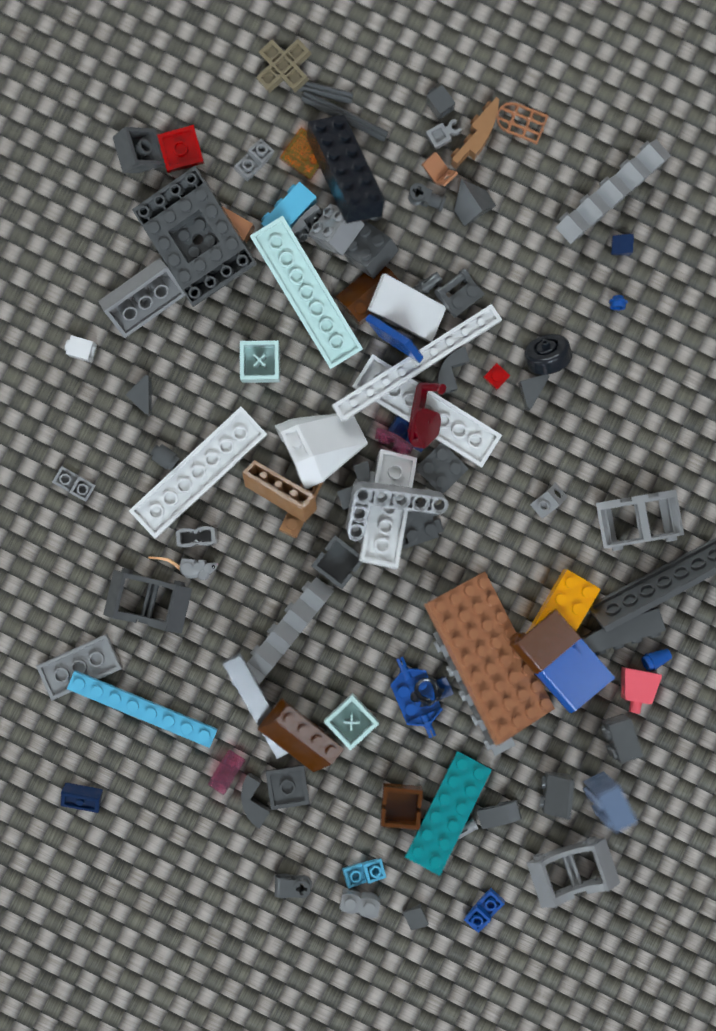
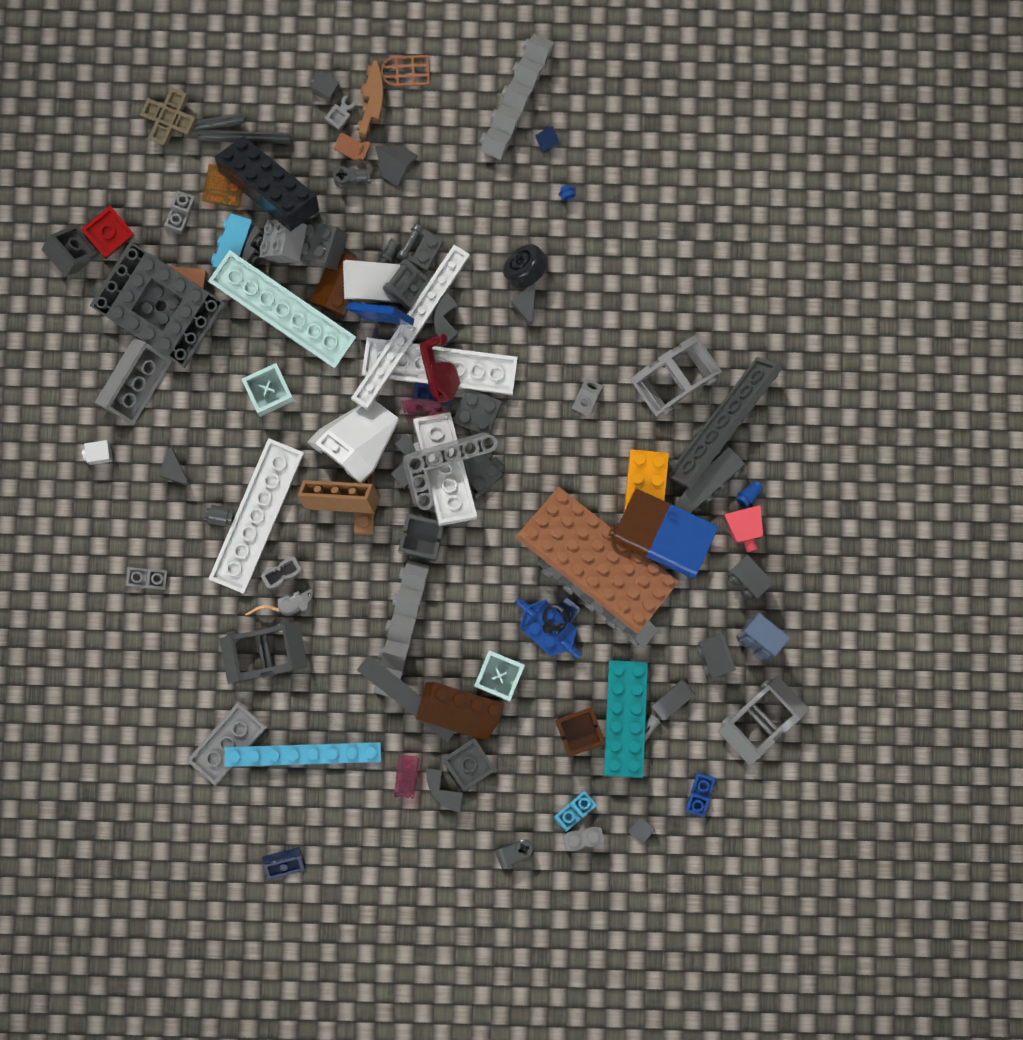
camera: 30 degrees left, 5 degrees down
(434, 326) = (412, 286): none -> dark grey plate
(496, 376) = (488, 307): red plate -> none

